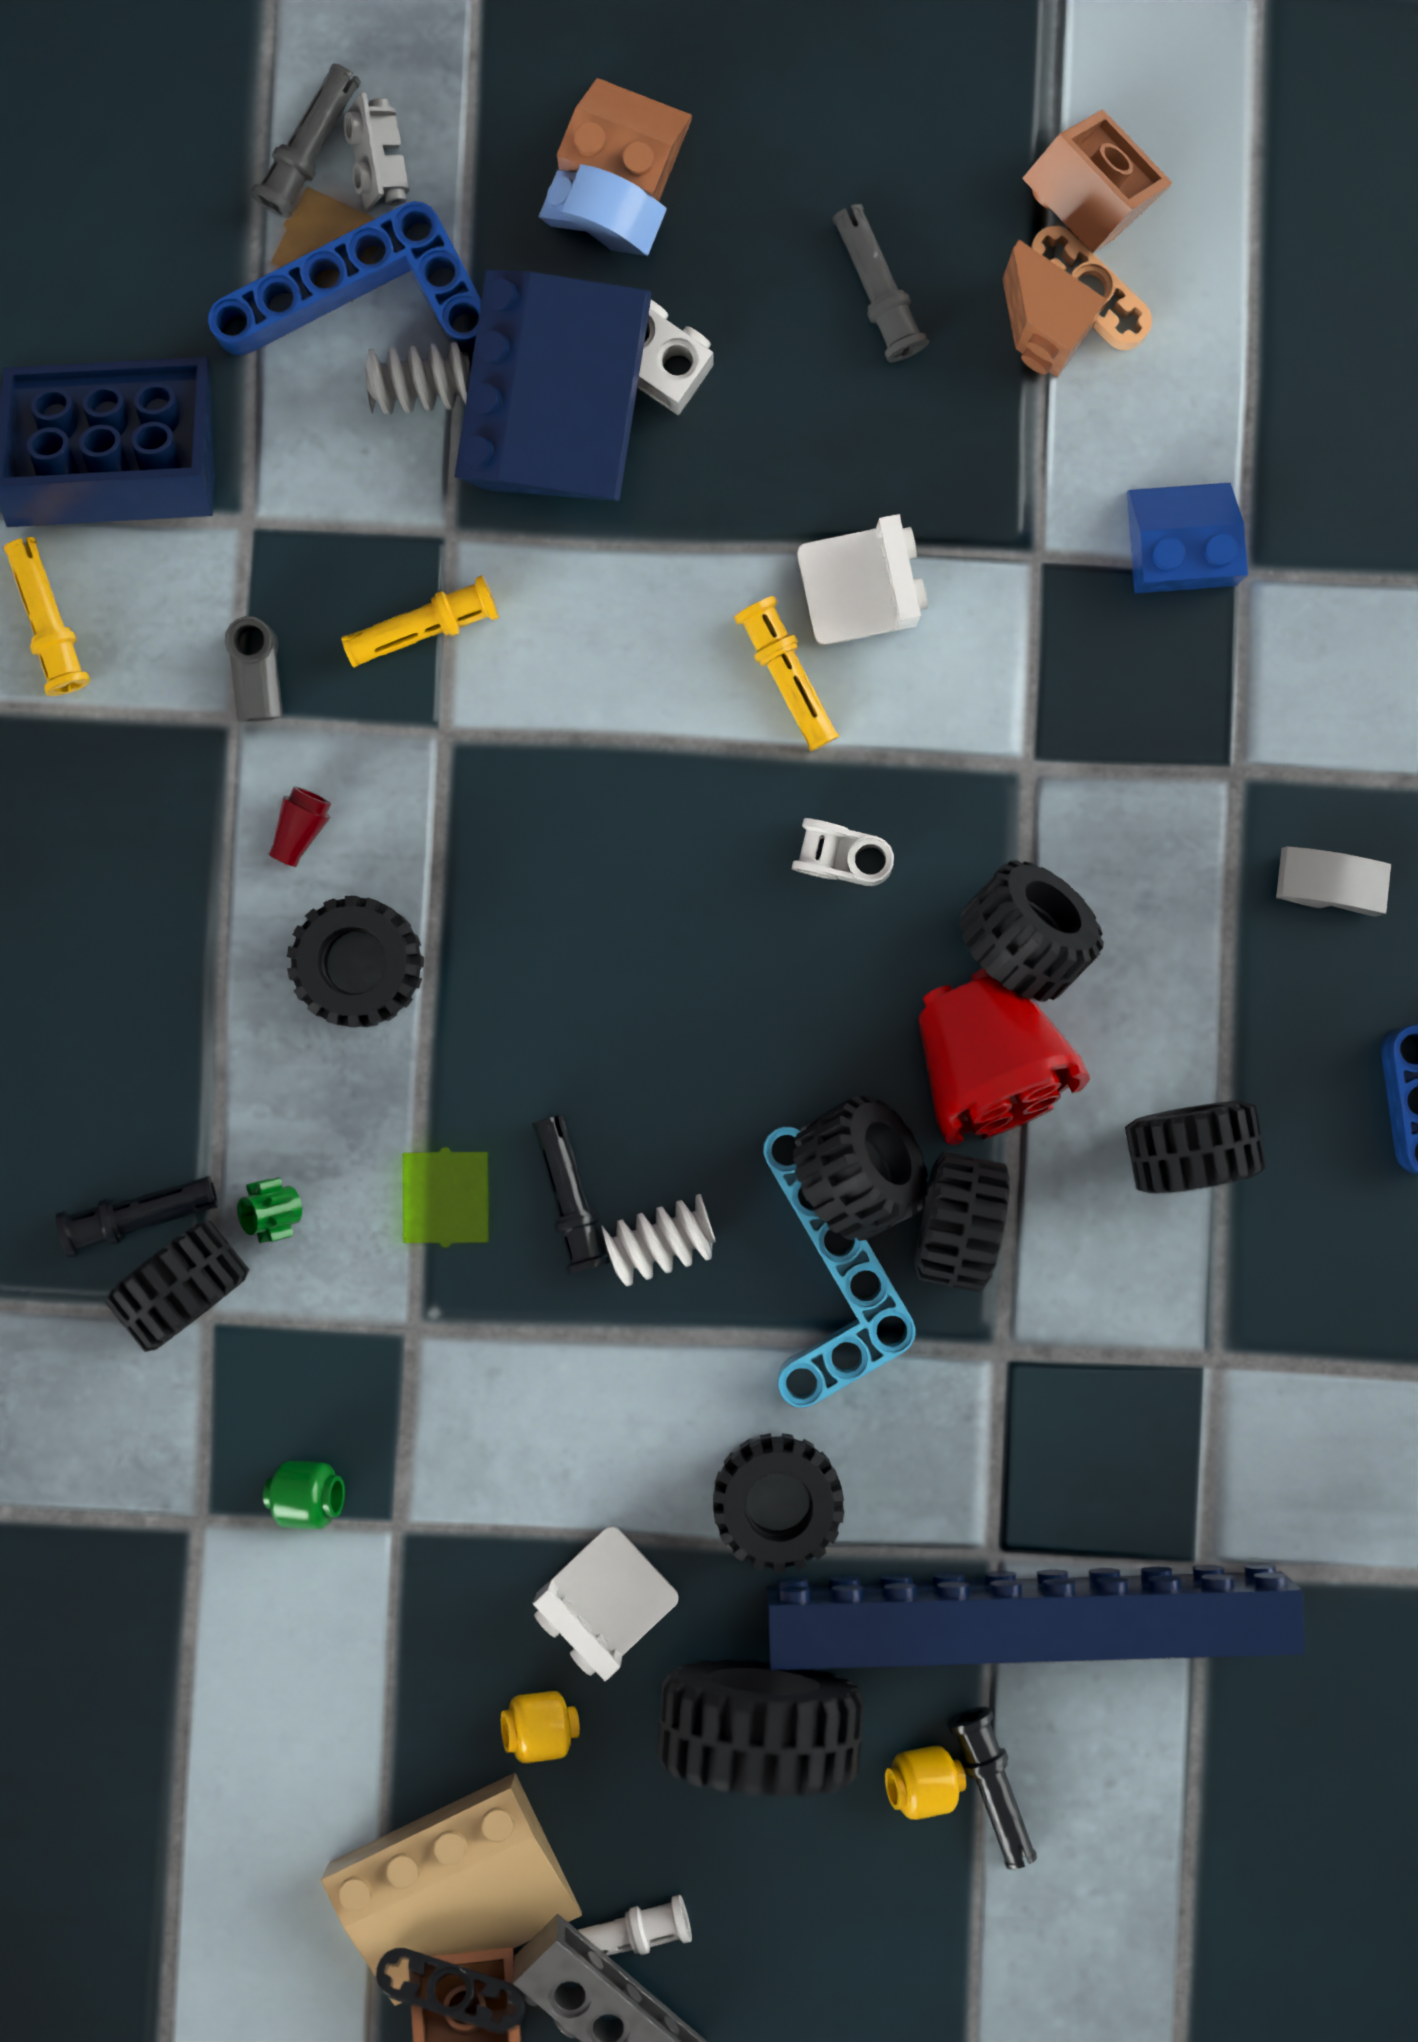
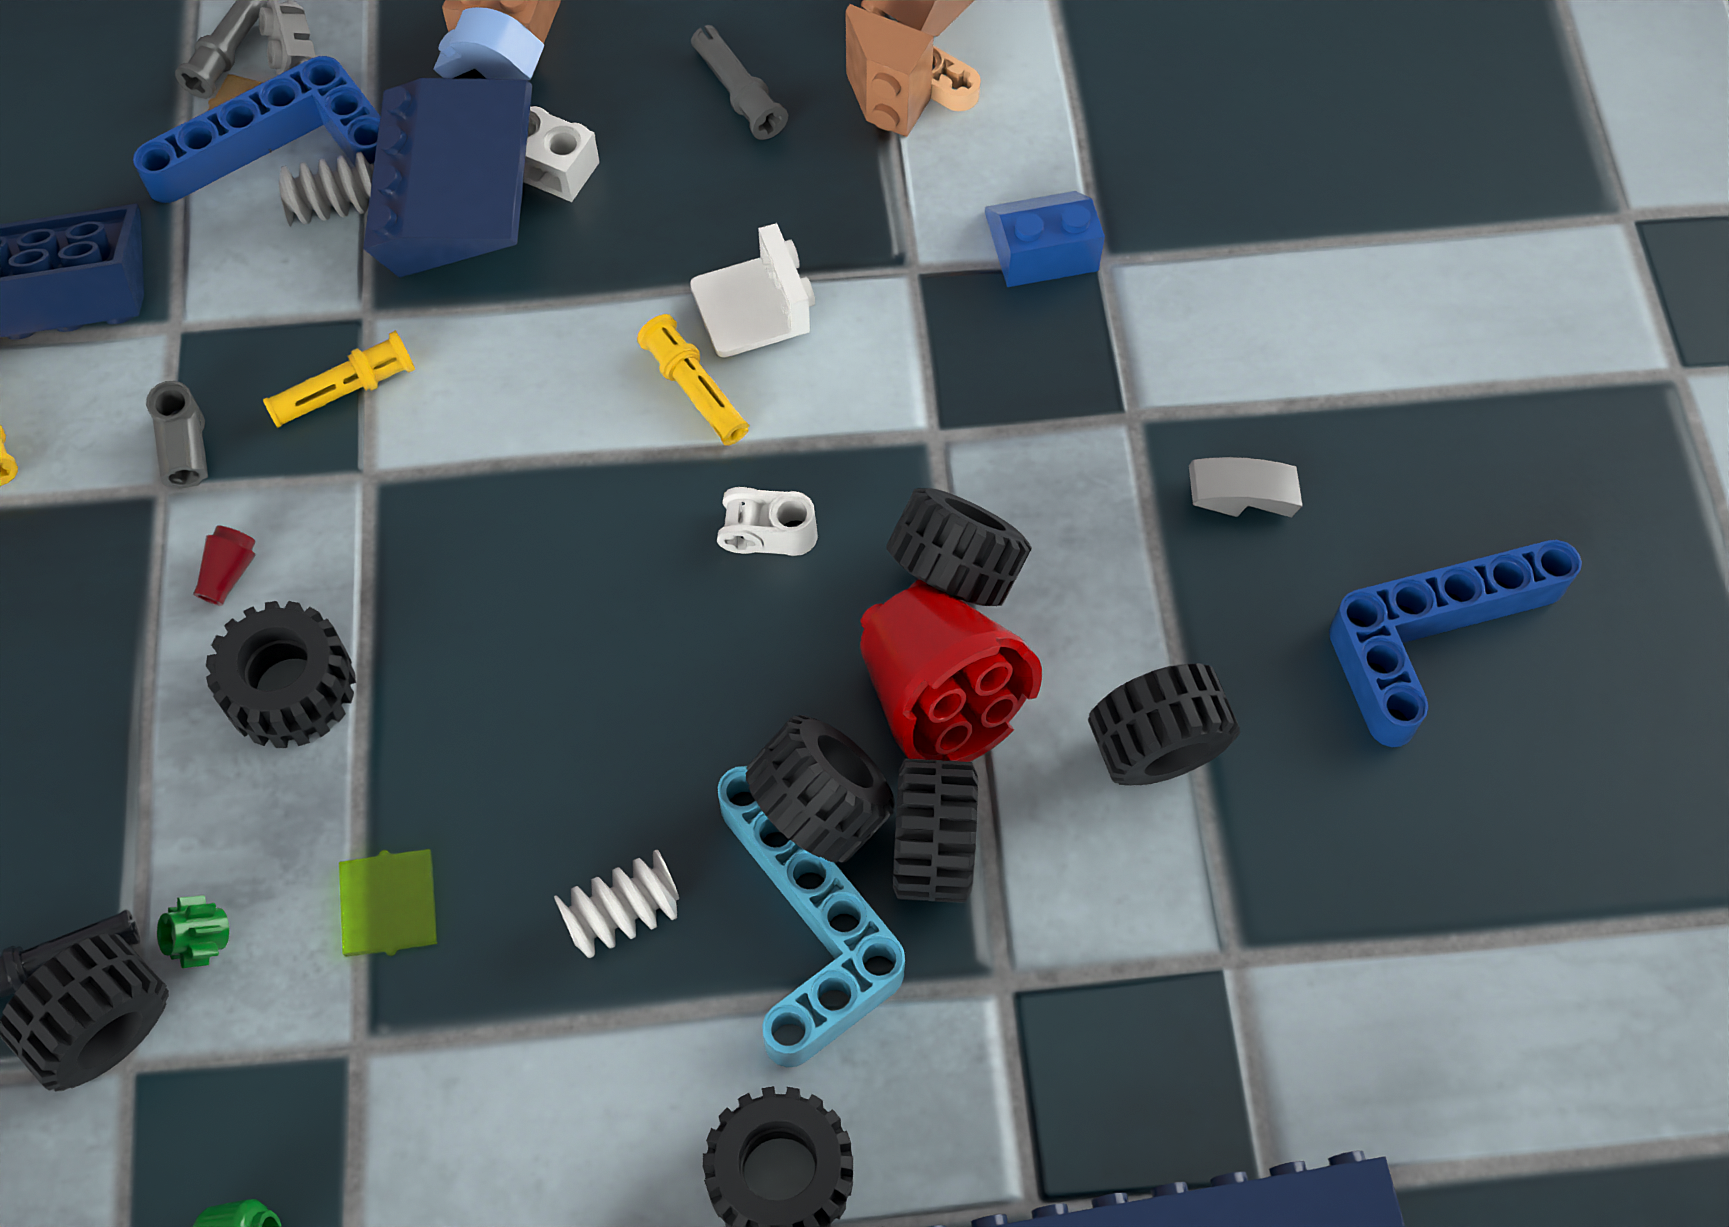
camera: 10 degrees left, 25 degrees down
(575, 1218) = (527, 898): black pin -> none

